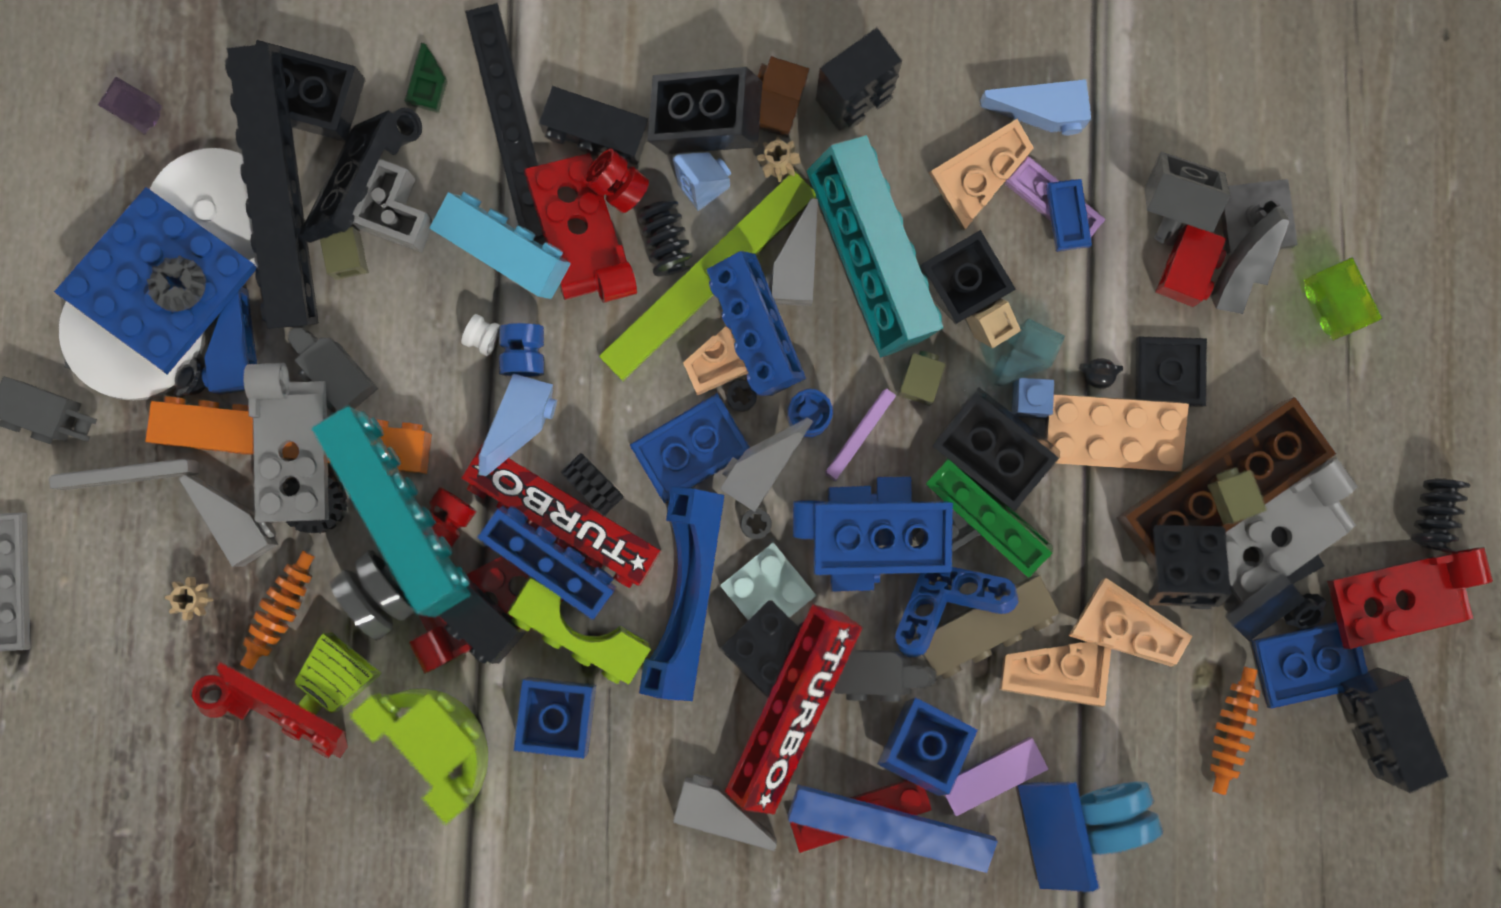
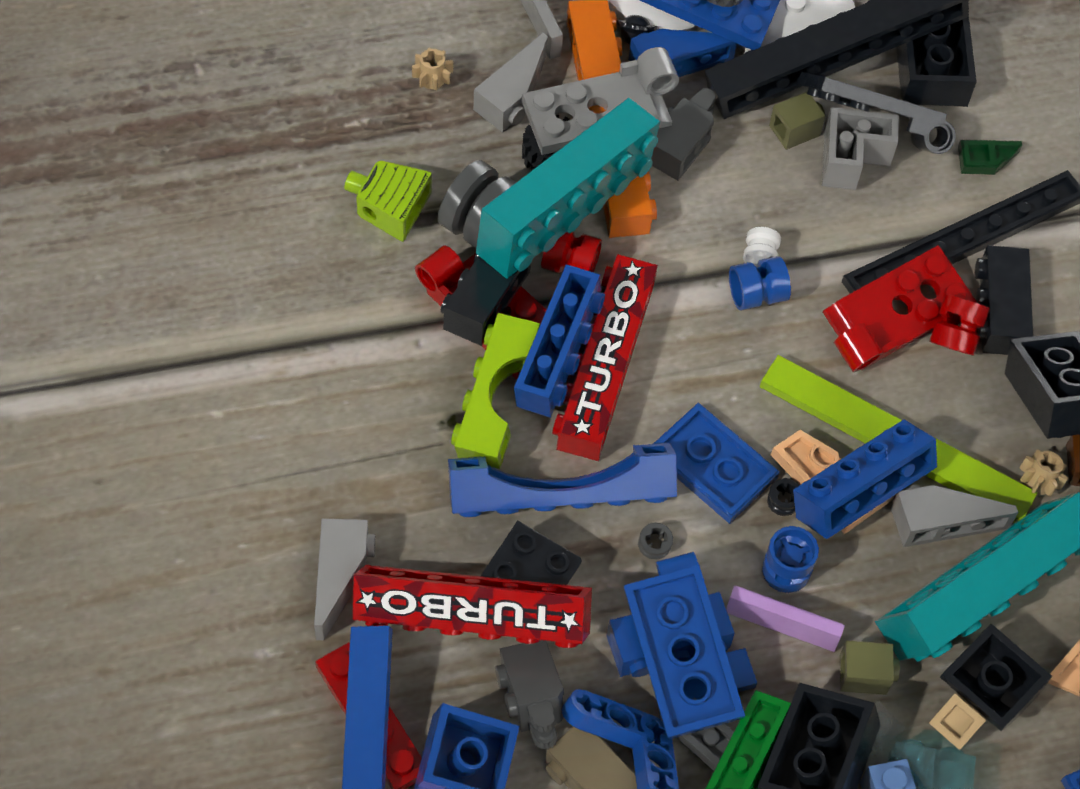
camera: 70 degrees right, 25 degrees down
(243, 694) = (351, 128): red hinge -> none
(277, 610) = (441, 139): orange piece -> none
(435, 739) = (358, 268): lime piece -> none
(500, 245) = (856, 239): medium azure brick -> none
(517, 420) = (688, 287): light blue slope -> none
(555, 717) = (402, 389): blue brick -> none
(592, 484) = (648, 370): black tyre -> none
(664, 238) = (919, 384): black piece -> none
(701, 177) = (995, 395): light blue slope -> none
(760, 465) = (716, 521): light grey slope -> none
(765, 579) = (604, 565): light aqua plate -> none

